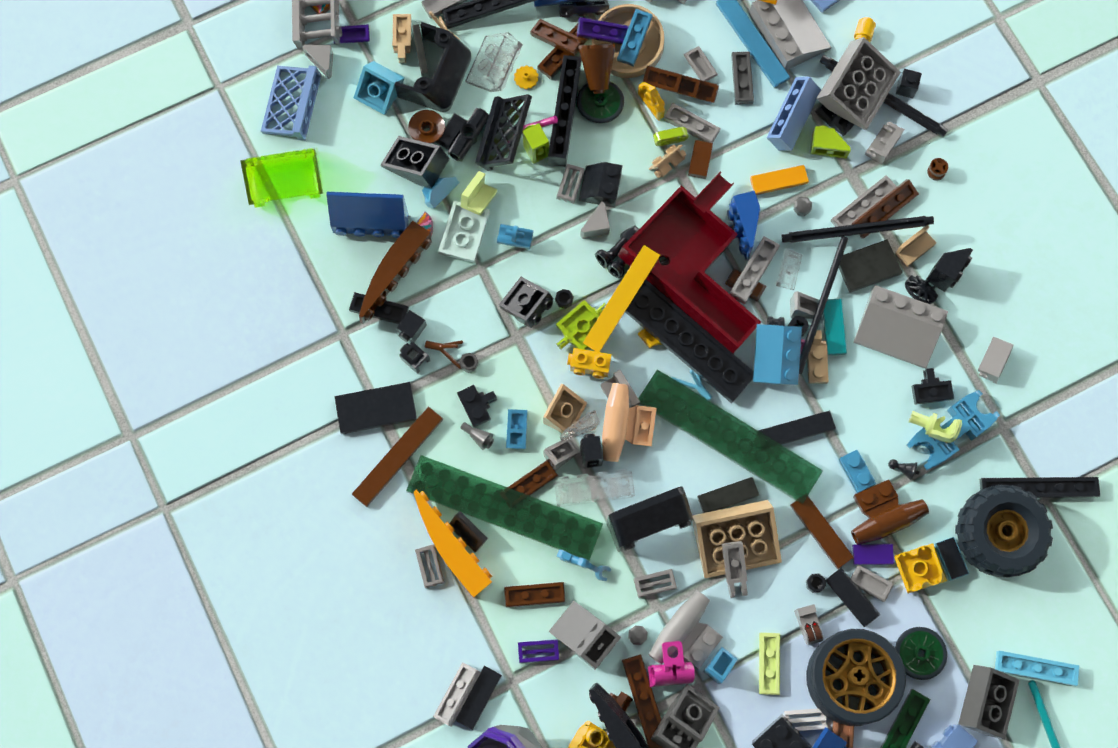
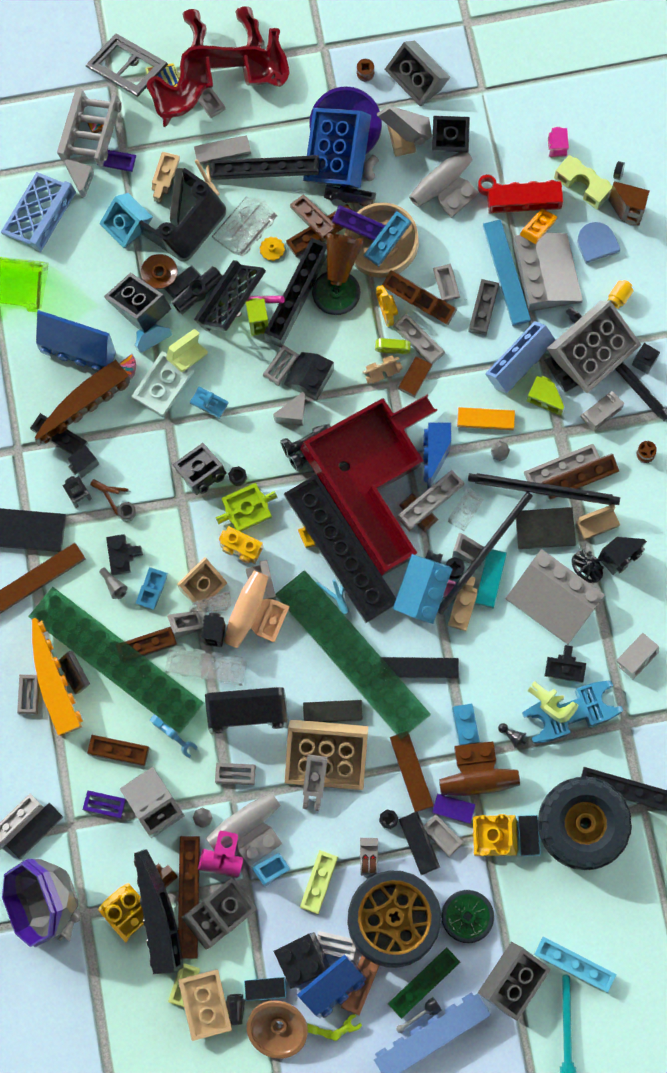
camera: 20 degrees right, 0 degrees up
(621, 299) = (288, 492): yellow tile -> none

